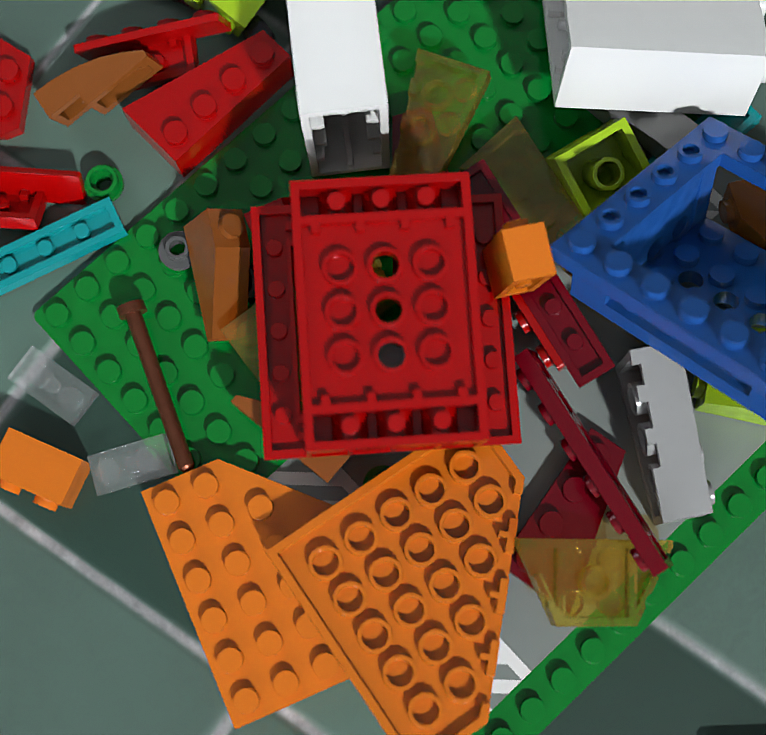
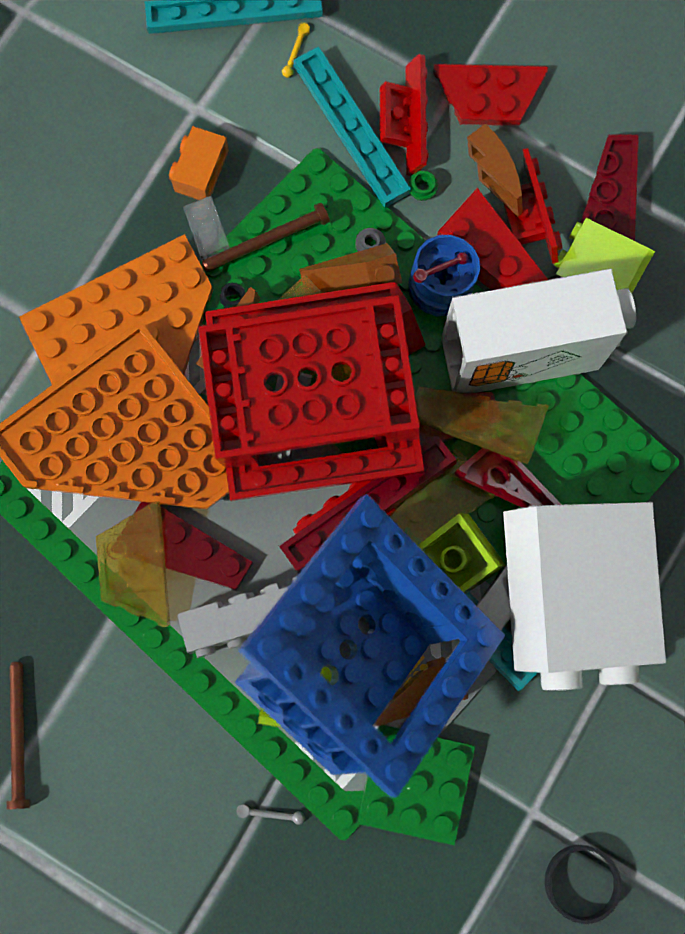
camera: 80 degrees right, 0 degrees up
(53, 386) = (262, 166): clear plate -> none
(227, 433) = (231, 292): none -> black hinge
(234, 139) = (457, 279): none -> blue wheel
(244, 173) = (420, 275): none -> dark red hinge
(507, 107) = (505, 479): none -> dark red wing
(518, 258) = (363, 478): orange brick -> none
(599, 477) = (213, 562): dark red plate -> none

